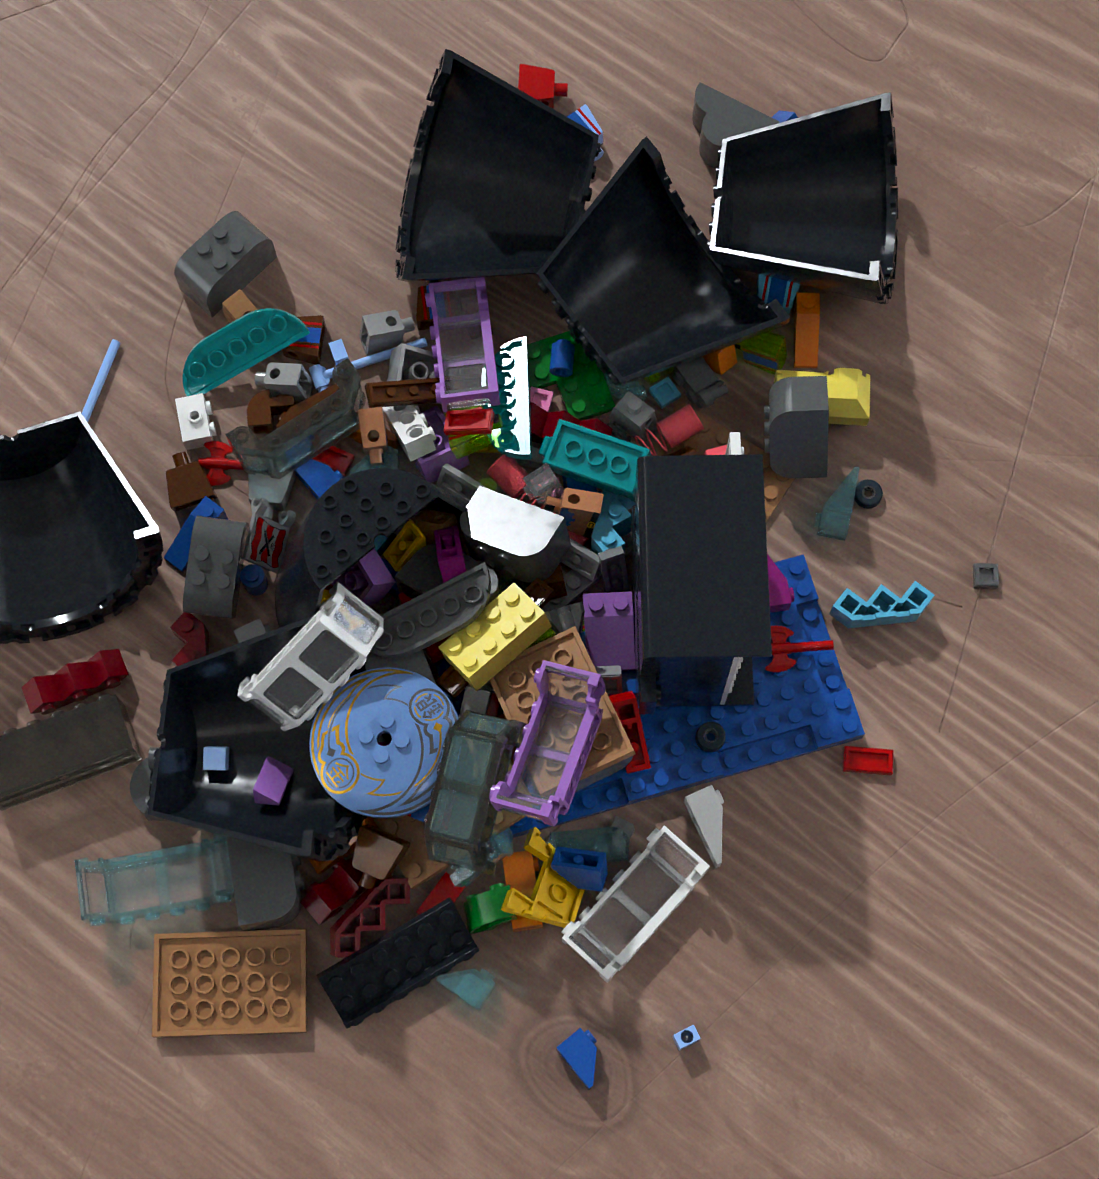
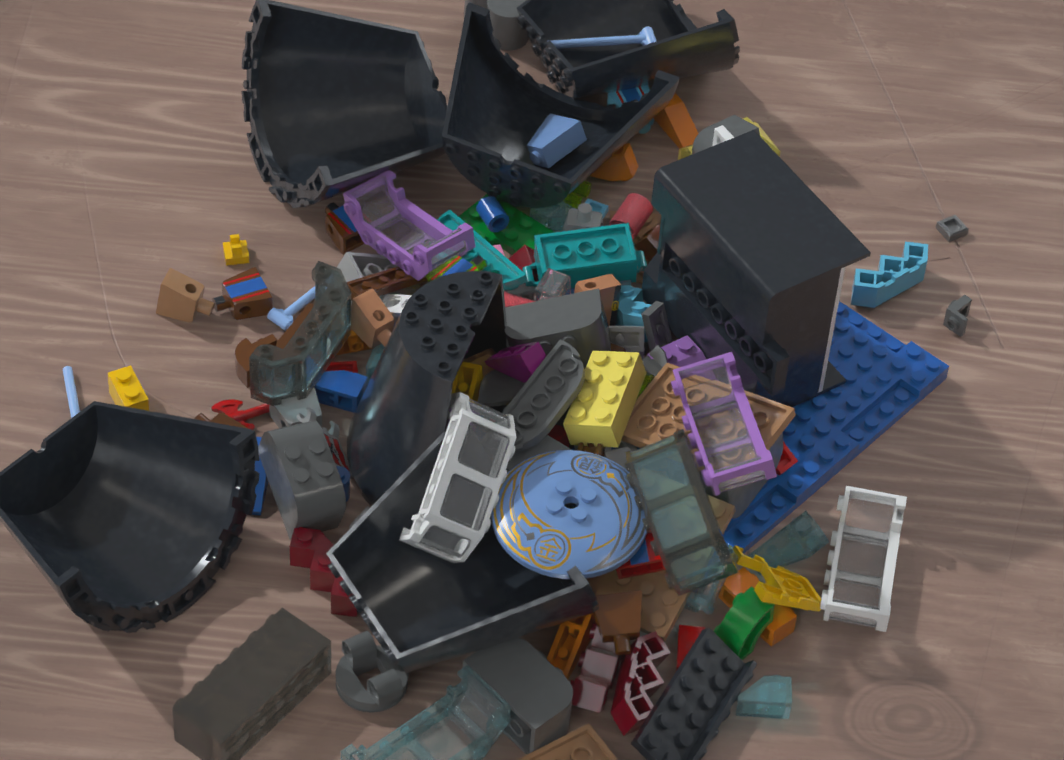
camera: 35 degrees left, 25 degrees down
(75, 682) = (225, 632): dark red brick -> none
(142, 398) = (126, 389): none -> yellow brick
(194, 421) = (189, 392): white brick -> none
(215, 758) = (410, 623): light blue piece -> none
(223, 261) = (133, 265): dark grey brick -> none
(239, 348) = (196, 317): teal plate -> none
(272, 782) = (478, 608): medium lavender slope -> none
(286, 379) = (254, 324): light grey torso -> none
(326, 284) = (235, 251): none -> yellow tile
(338, 351) = (286, 292): light blue piece -> none
(383, 331) = (310, 252): light grey torso -> none
(469, 422) = (464, 262): red tile -> none
(580, 1055) = (906, 704): blue slope -> none
(581, 867) = (800, 558): blue slope -> none
(667, 304) = (555, 140): none -> medium blue slope
(686, 1037) = (981, 647): light blue piece -> none
(699, 382) = (614, 186): dark grey hinge -> none
(704, 743) = (829, 418): black wheel -> none
(707, 815) = (867, 474): white slope -> none
(765, 352) = (655, 145): clear neon green torso -> none
(781, 648) = (843, 342): red piece -> none
(841, 217) = (645, 37): none -> light blue bar
(867, 760) = (964, 389): red tile -> none
(918, 674) = (956, 315): none -> dark grey bracket

